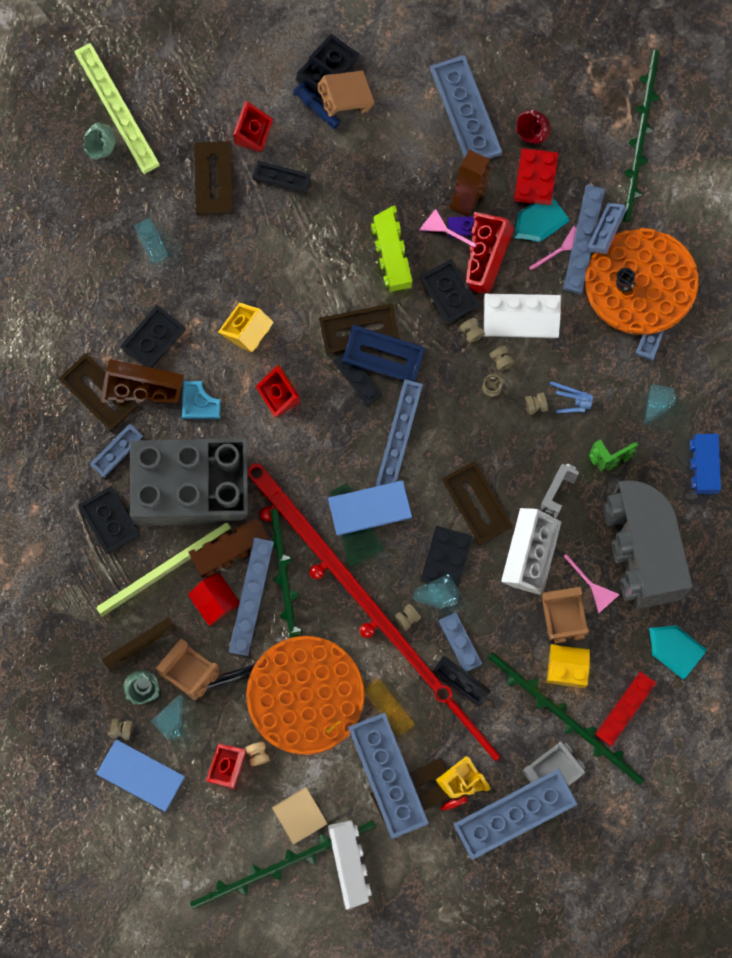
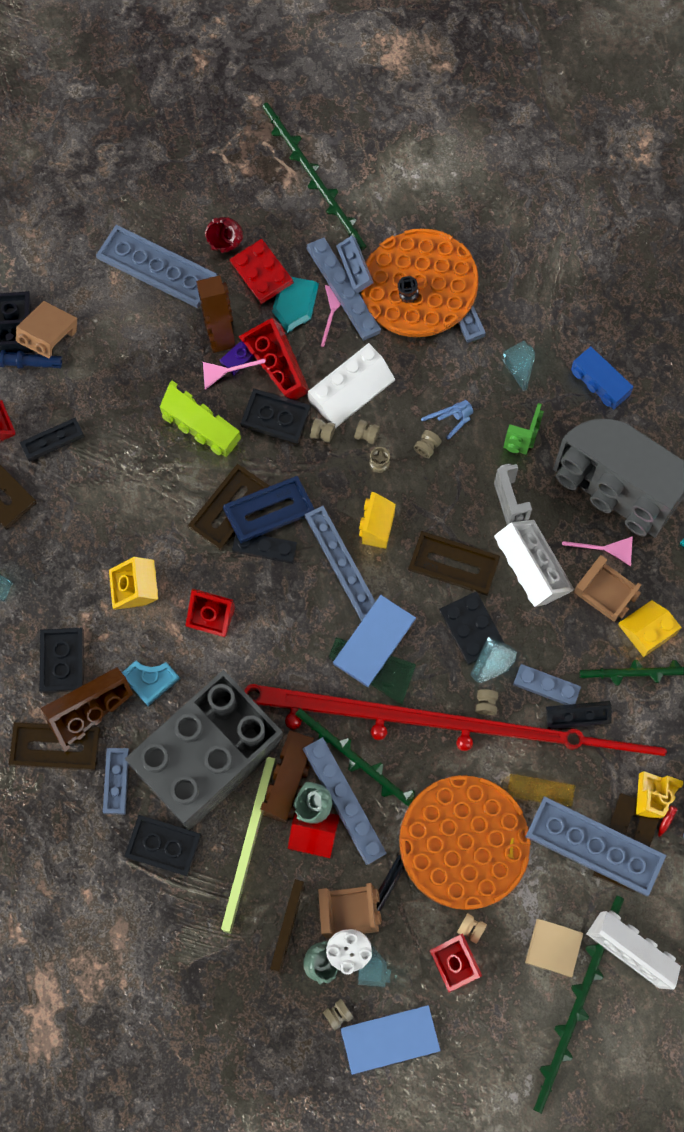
camera: 40 degrees left, 5 degrees down
(170, 693) = (341, 957): none -> white plate
(227, 579) = (313, 803): none -> sand green hair
(448, 427) = (377, 522): none -> yellow slope

